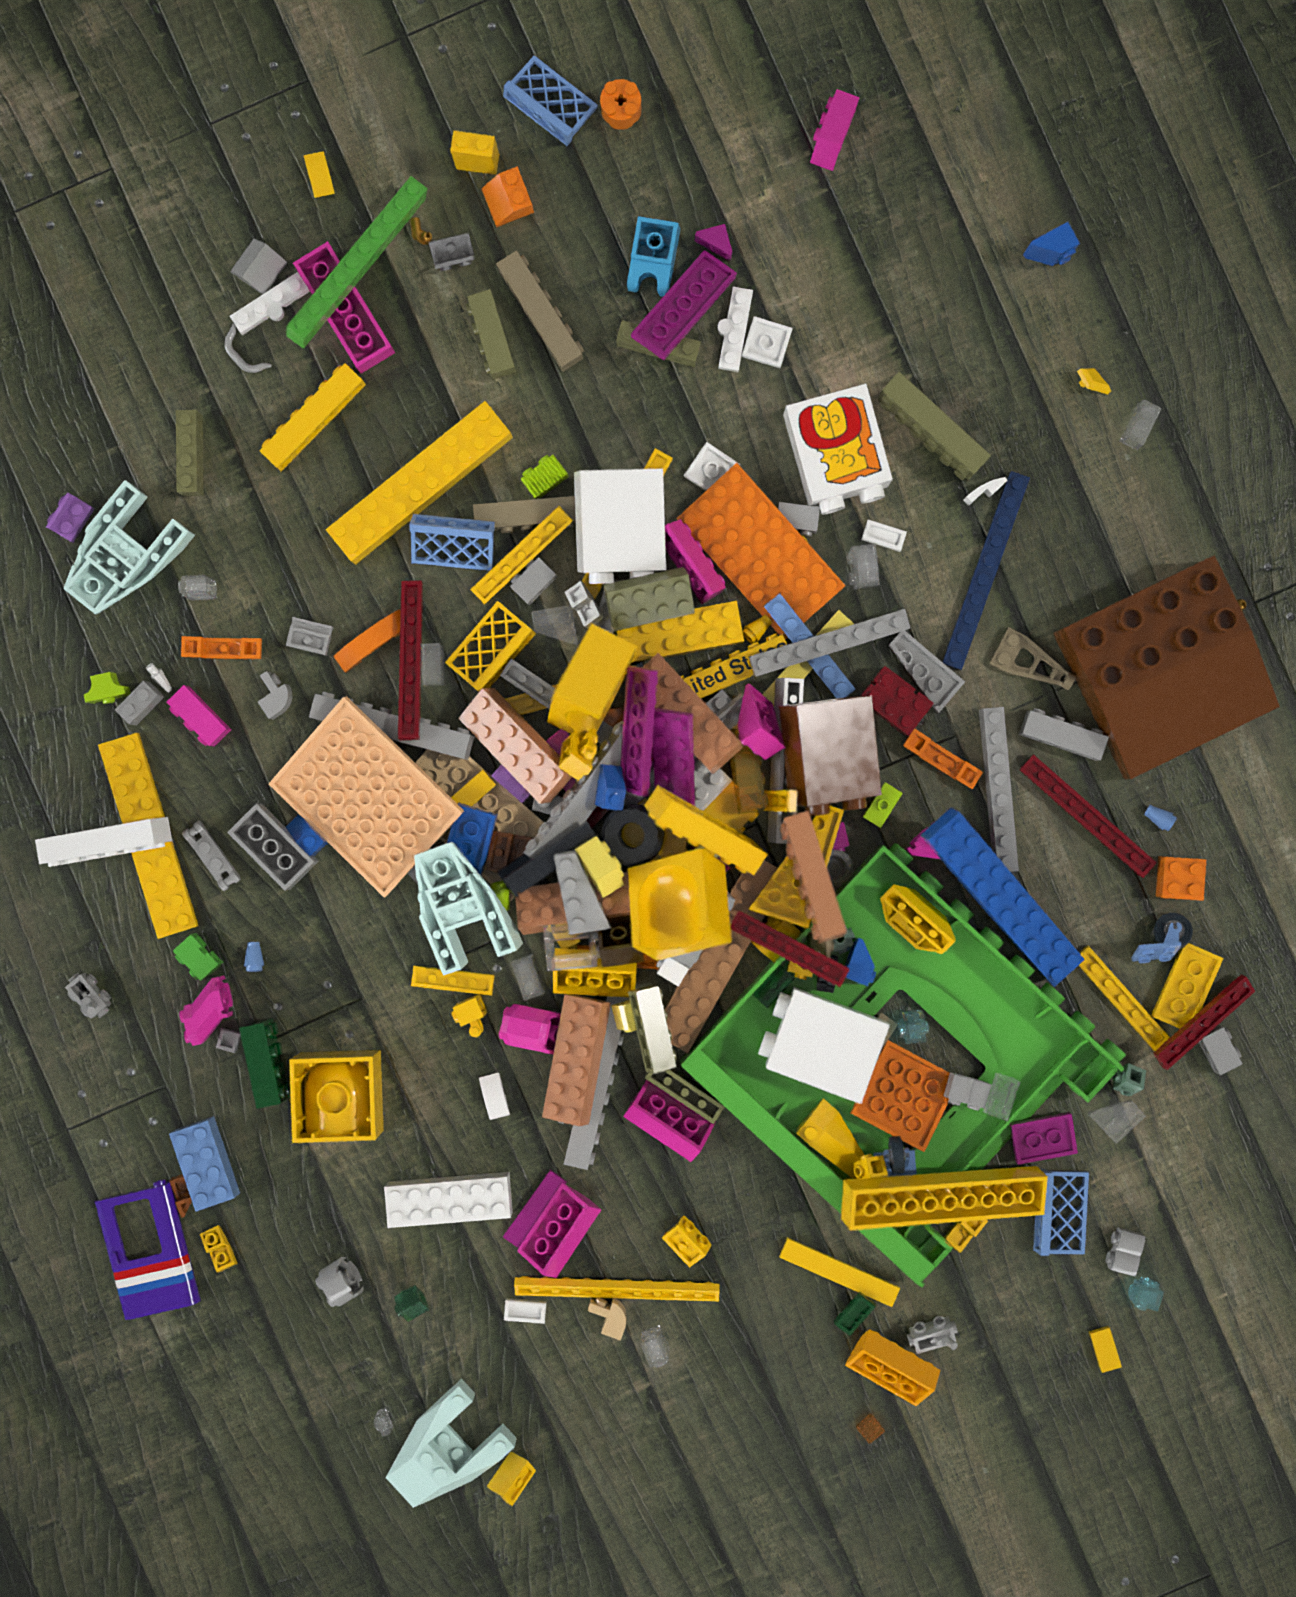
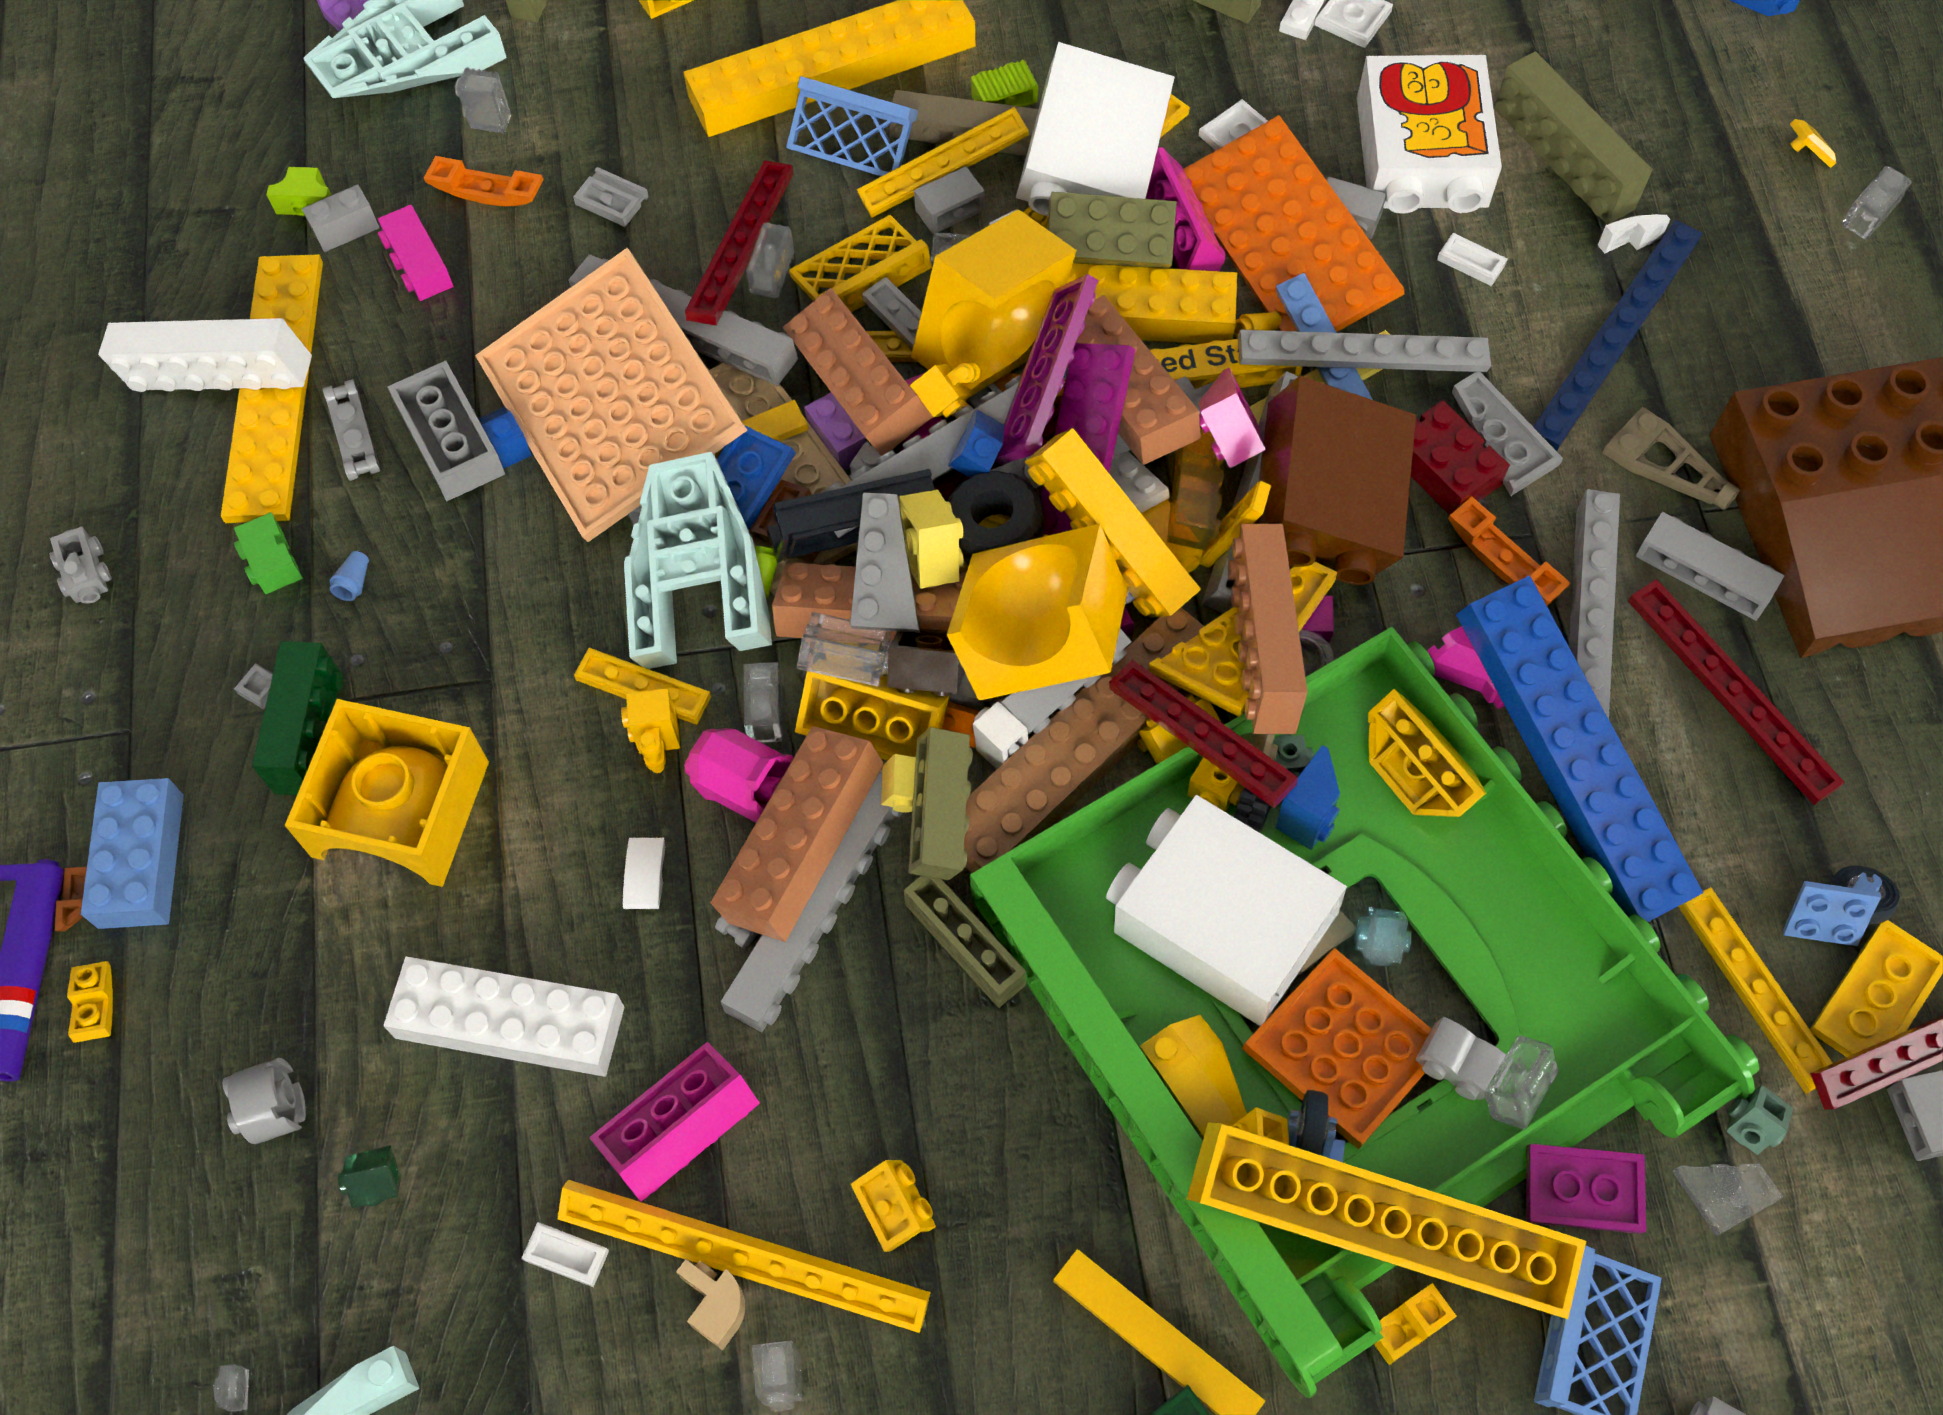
camera: 15 degrees right, 25 degrees down
(159, 677) = (381, 198): white bar -> none
(206, 1011) = (244, 622): dark pink brick -> none
(278, 700) = (532, 258): light grey brick -> none
(369, 641) = (686, 219): orange slope -> none
(533, 1209) = (641, 1075): magenta tile -> none
(669, 1120) = (924, 984): dark pink slope -> none
(773, 985) = (1145, 812): dark green plate -> none
(864, 566) = (1435, 284): clear brick -> none
(882, 805) = (1400, 588): lime brick -> none
(1162, 818) = (1857, 720): medium blue cone -> none
(1181, 878) = (1885, 815): orange brick -> none

